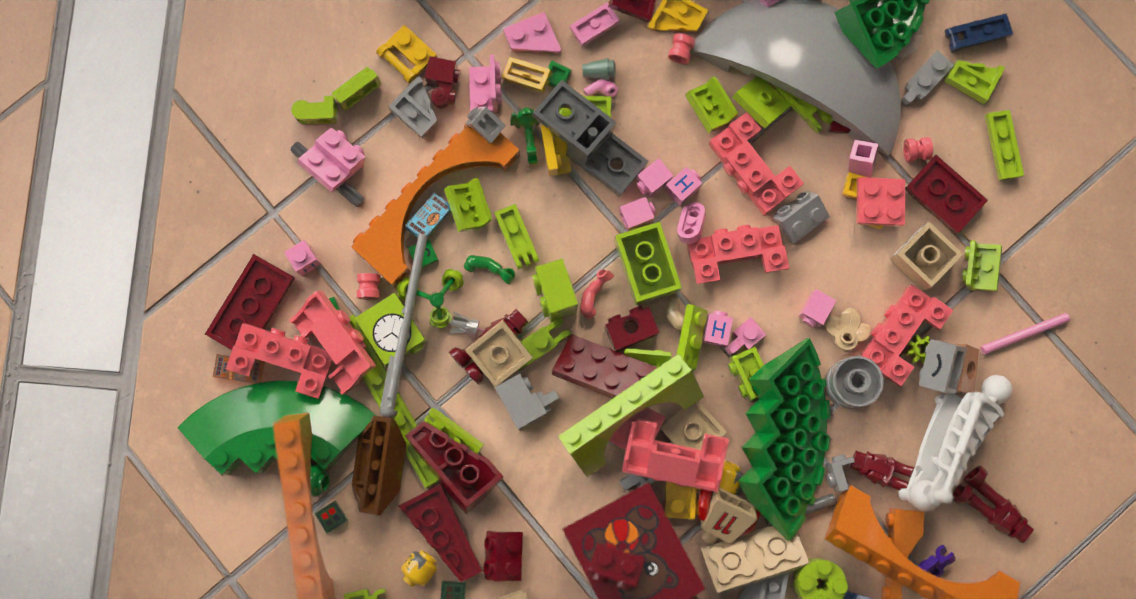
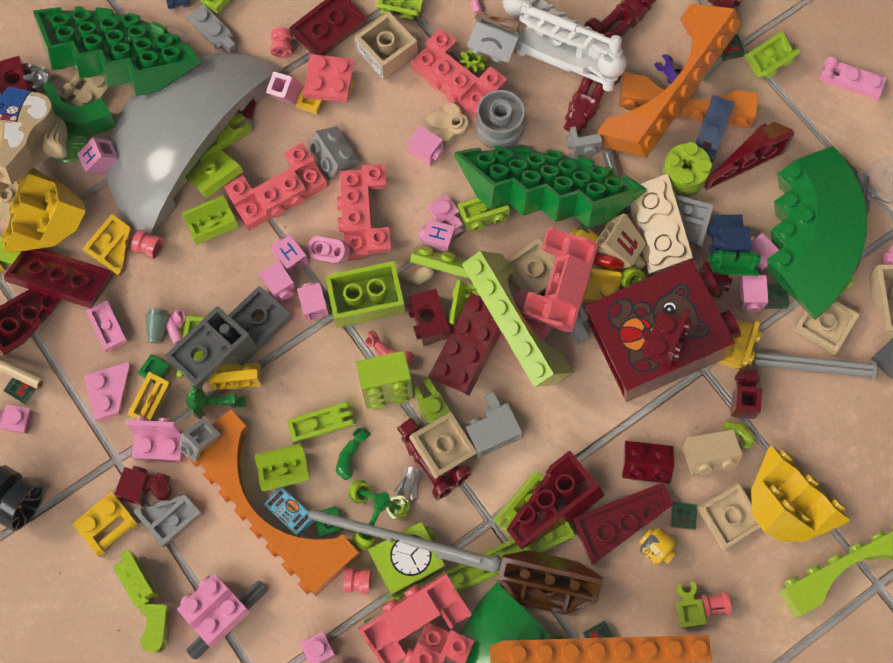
camera: 80 degrees left, 10 degrees down
(691, 531) = (631, 276): none -> lime tile

